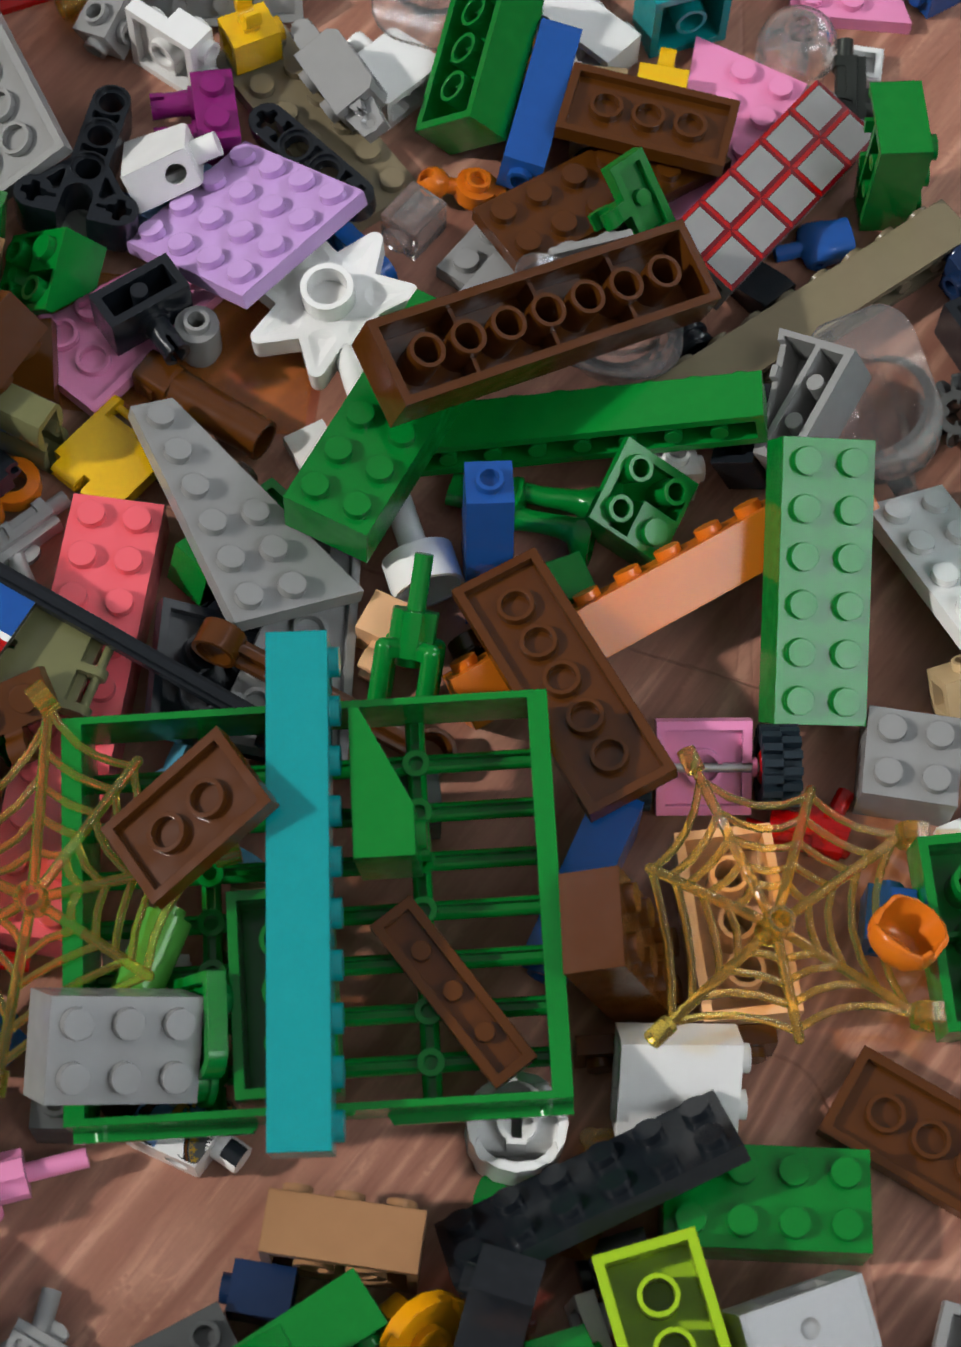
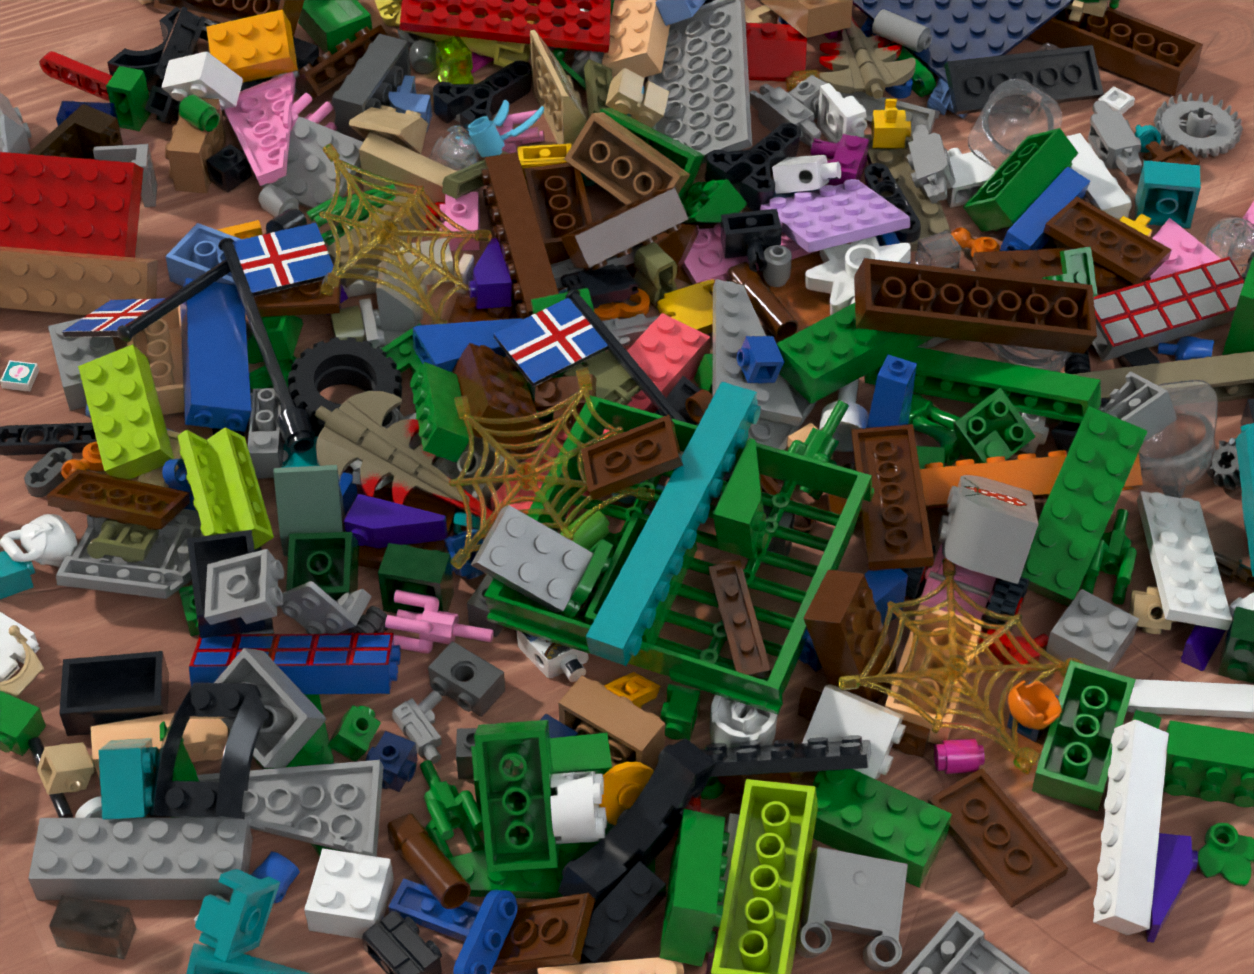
camera: 30 degrees right, 15 degrees down
(60, 1227) = (458, 664): none -> dark grey brick
(83, 64) = (780, 107): none -> light grey hinge
(268, 528) = (760, 359): none -> blue brick
(343, 1171) = (635, 688): none -> light orange slope
(418, 1157) = (680, 712): none -> green brick
(721, 675) = (988, 527): none -> light grey brick
(826, 1042) = (958, 756): none -> dark pink brick
(893, 632) = (1114, 557): none -> green plant

